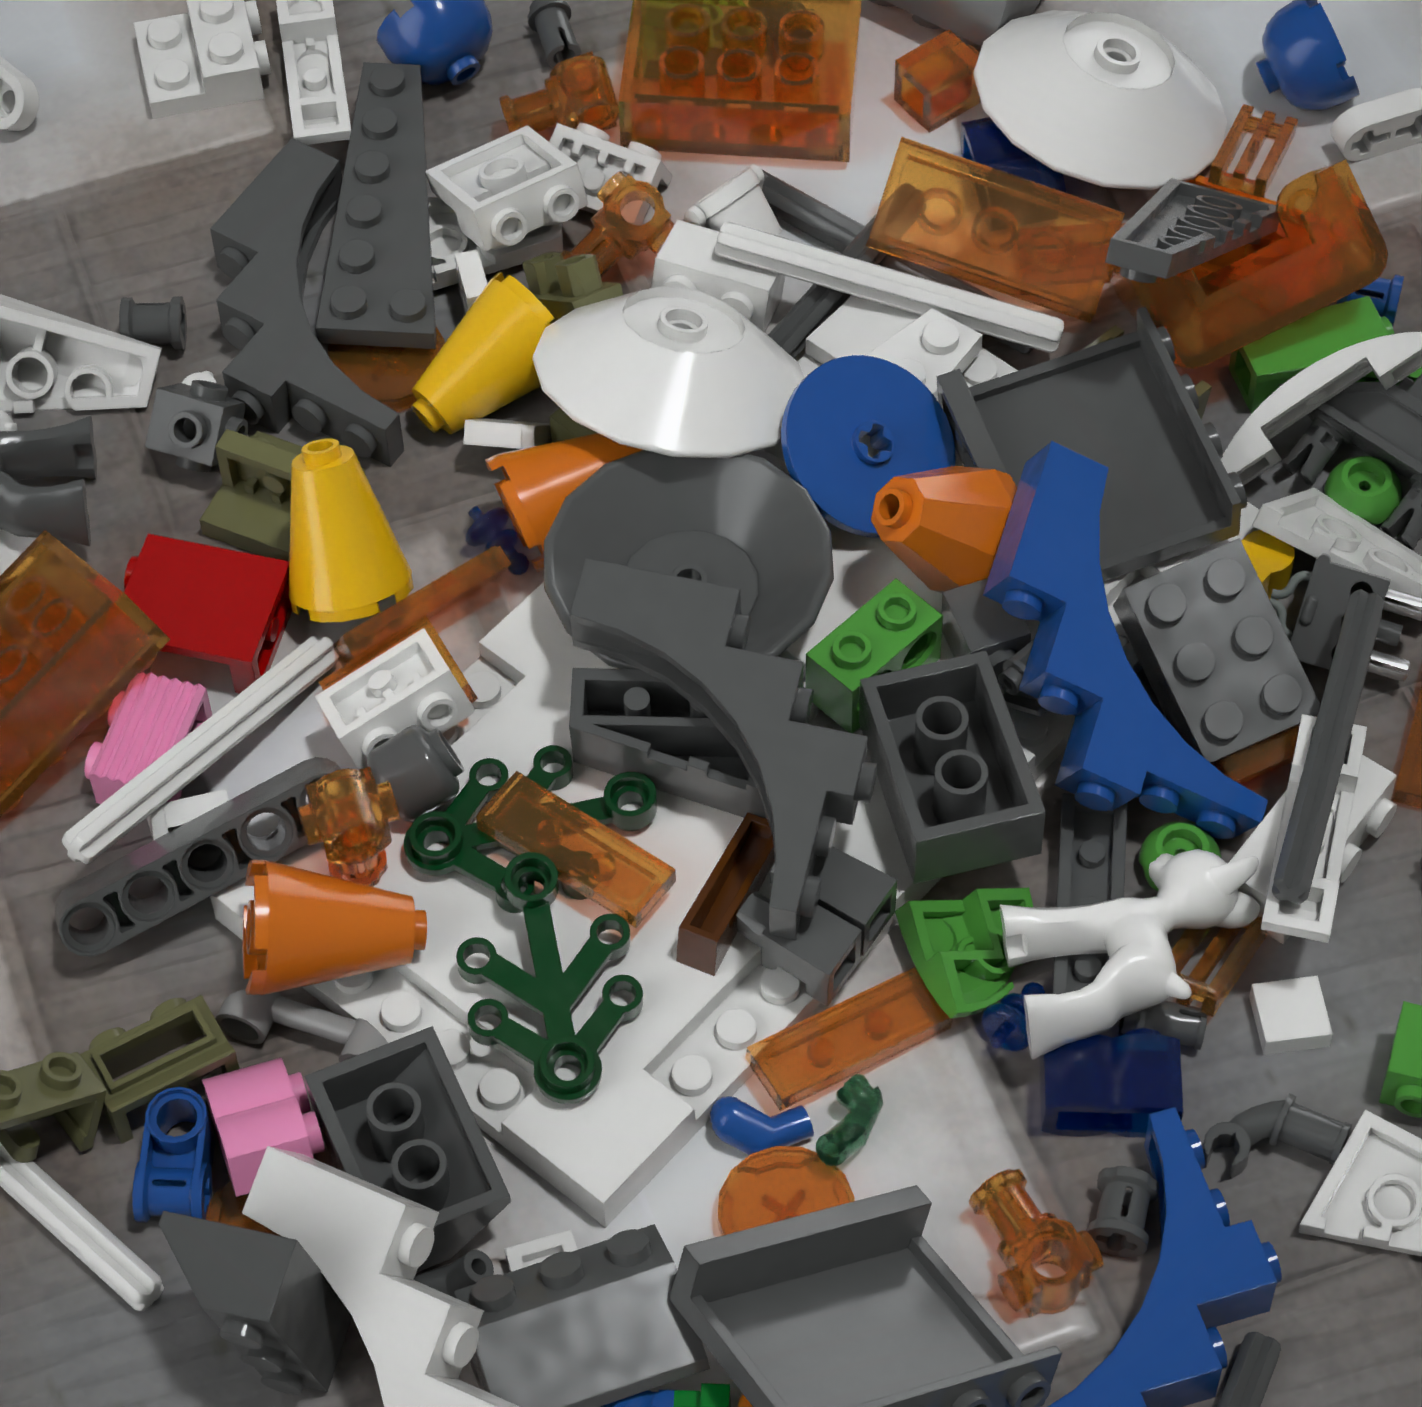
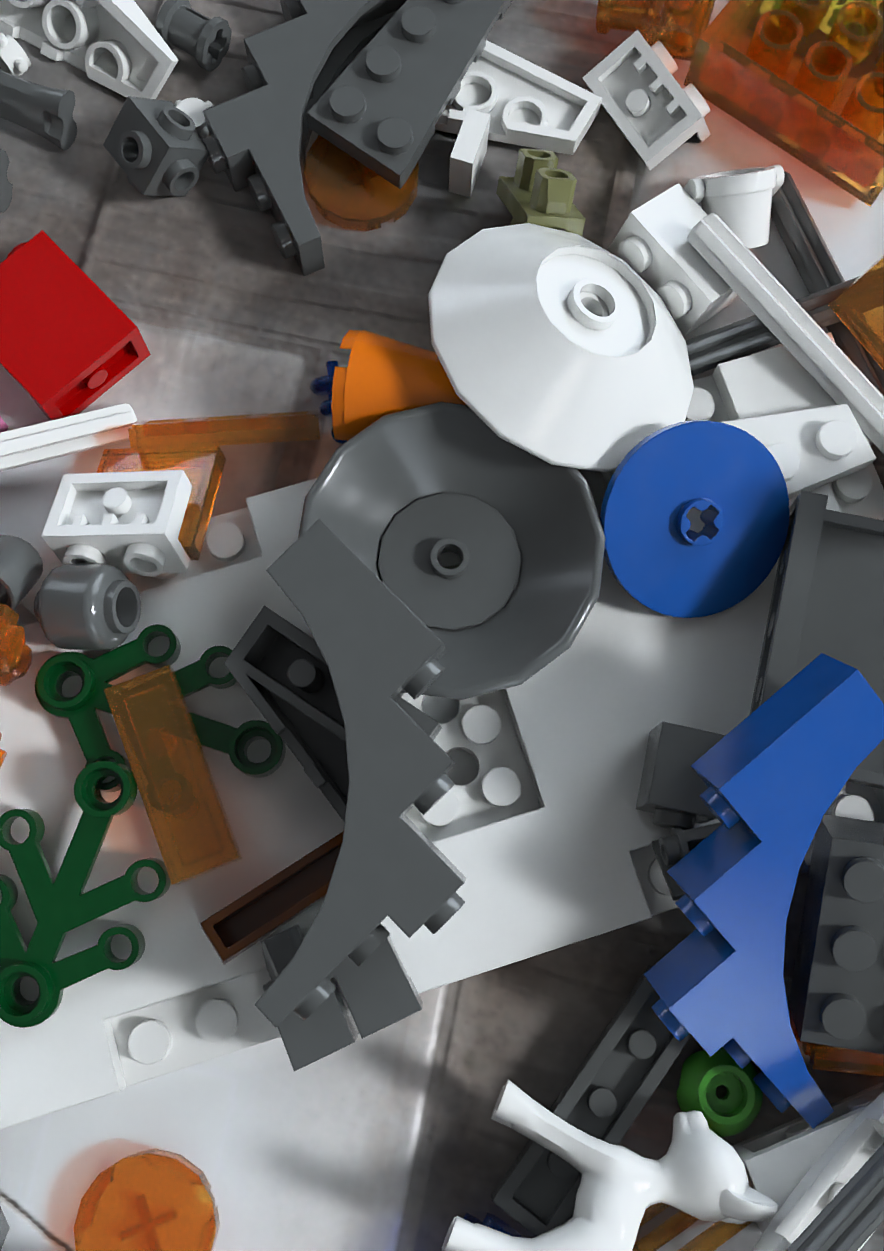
camera: 25 degrees right, 20 degrees up
(255, 494) = (190, 254): olive bracket -> none
(340, 538) = (180, 335): yellow cone -> none
(484, 358) = (426, 220): yellow cone -> none
(506, 433) = (402, 305): white tile -> none
(509, 188) = (553, 70): white plate -> none
(613, 235) = (615, 165): clear orange connector -> none
(755, 1131) = (171, 1128): blue arm -> none
(846, 1039) = (332, 1092): clear orange tile -> none
(855, 1128) = (274, 1171): clear green arm -> none
(881, 637) = (564, 738): bright green brick -> none
(945, 522) = (715, 657): orange cone -> none
(951, 767) = (556, 910): dark grey brick -> none
(961, 947) = (463, 1061): bright green brick -> none
(1006, 1020) = (475, 1159): clear blue hair -> none

